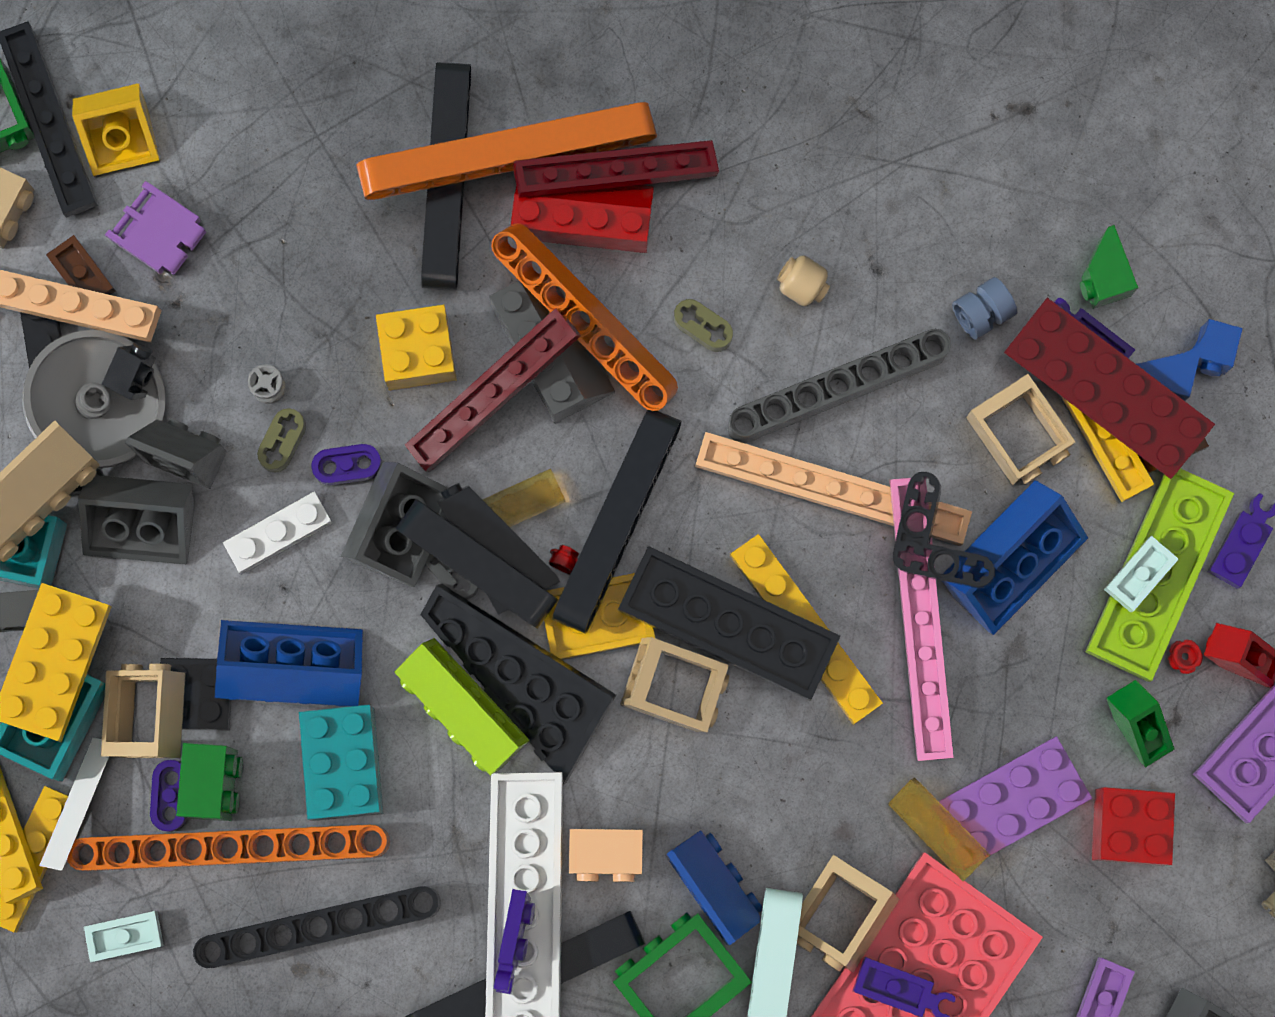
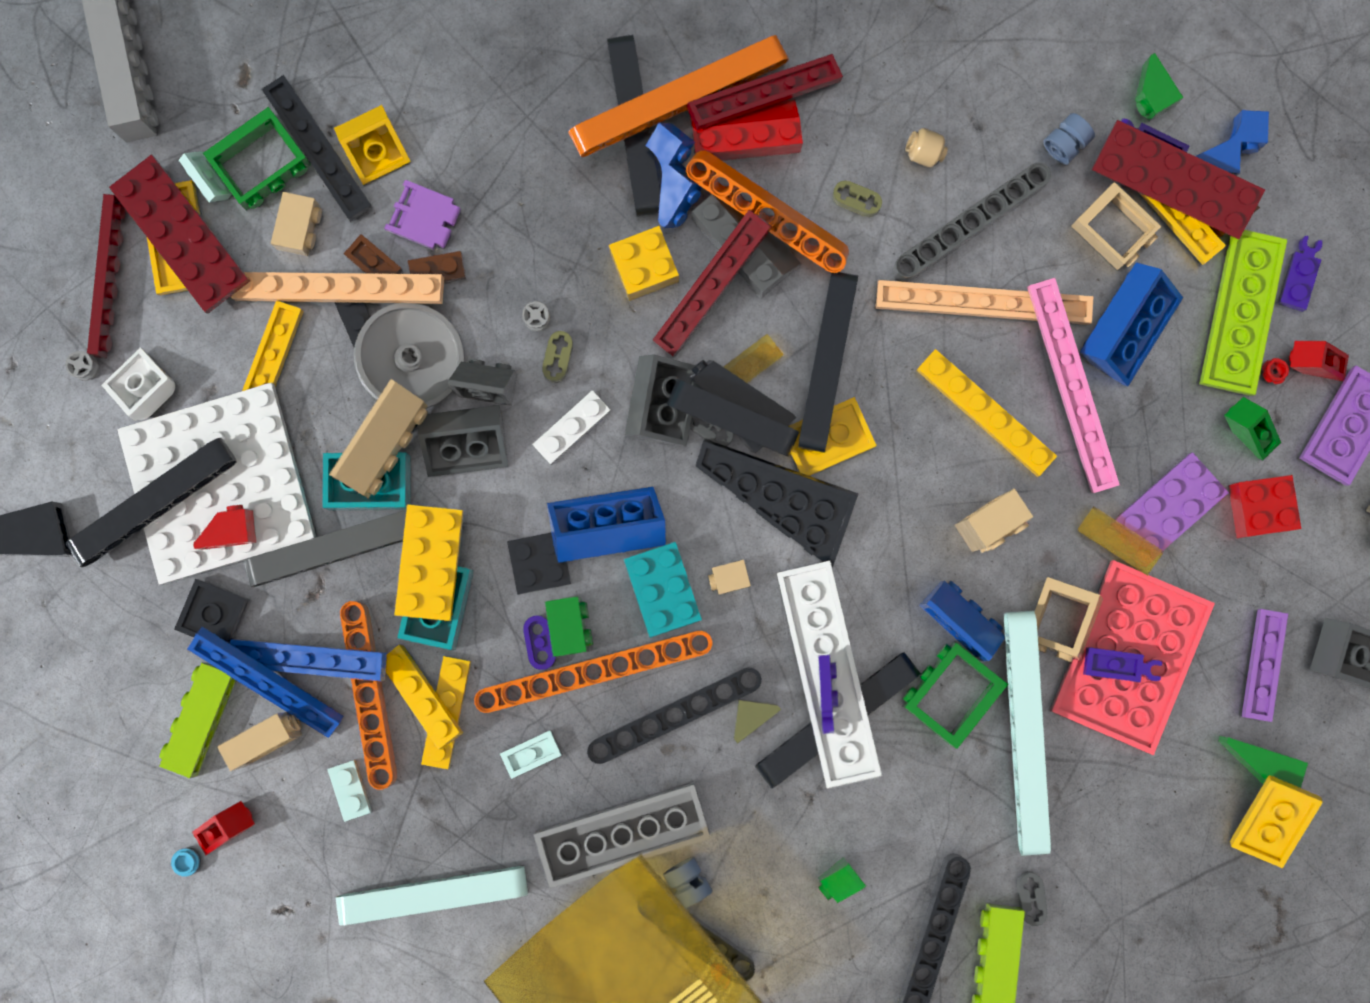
camera: 10 degrees left, 5 degrees up
(75, 807) = (472, 664): white sticker -> none
(120, 712) = (486, 586): tan window -> none
(130, 371) = (432, 329): black brick -> none
(173, 298) = (448, 265): none -> reddish brown plate
(347, 464) = (611, 362): dark purple plate -> none
(414, 950) = (751, 716): none -> olive slope
(429, 766) = (729, 577): none -> tan brick
(461, 706) = (743, 528): lime brick -> none
(477, 268) = (677, 189): none -> arch
(563, 559) = (794, 400): red plate -> none
(605, 853) = (878, 612): light nougat brick -> none
(642, 675) = (875, 473): tan window -> none
(729, 623) = (931, 421): black plate -> none
(778, 766) = (994, 522): none -> tan brick
(921, 540) = (1063, 327): black beam -> none
(1141, 574) = (1231, 316): light aqua plate -> none

